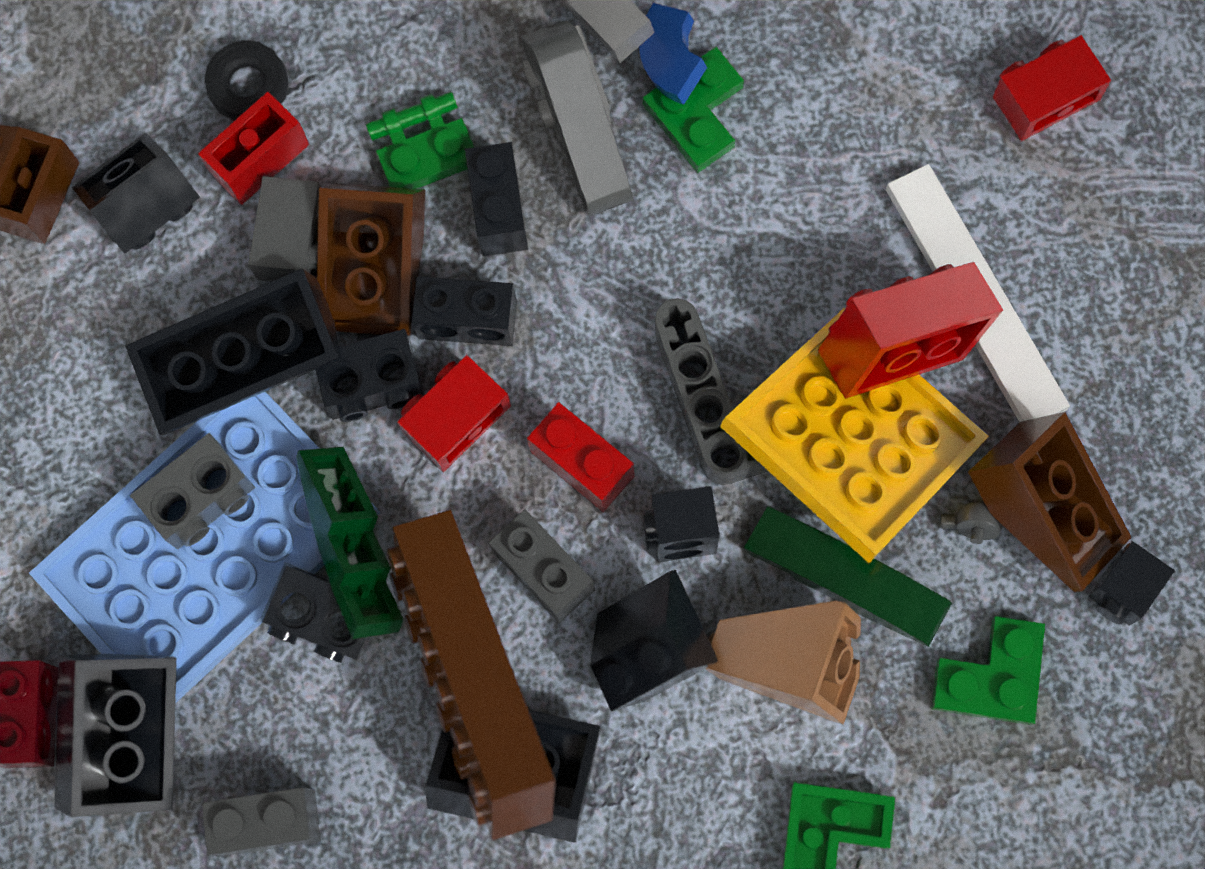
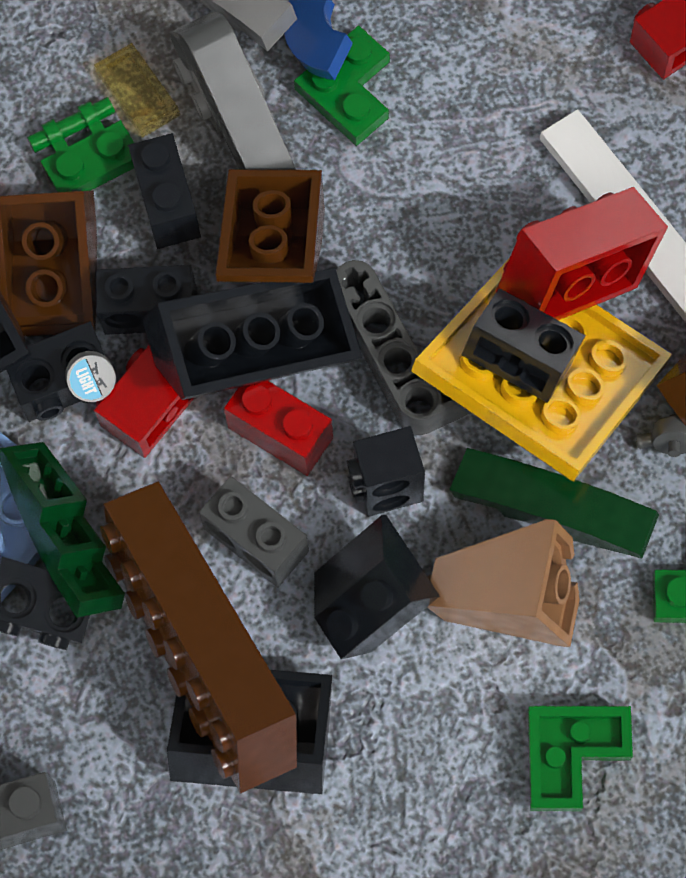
camera: 10 degrees left, 5 degrees down
(397, 387) = (90, 376): none -> tile
(482, 86) = (137, 90): none -> clear yellow tile
(565, 366) = (251, 334): none -> black slope
(598, 255) = (271, 226): none -> reddish brown slope
(834, 420) = (523, 345): none -> black brick

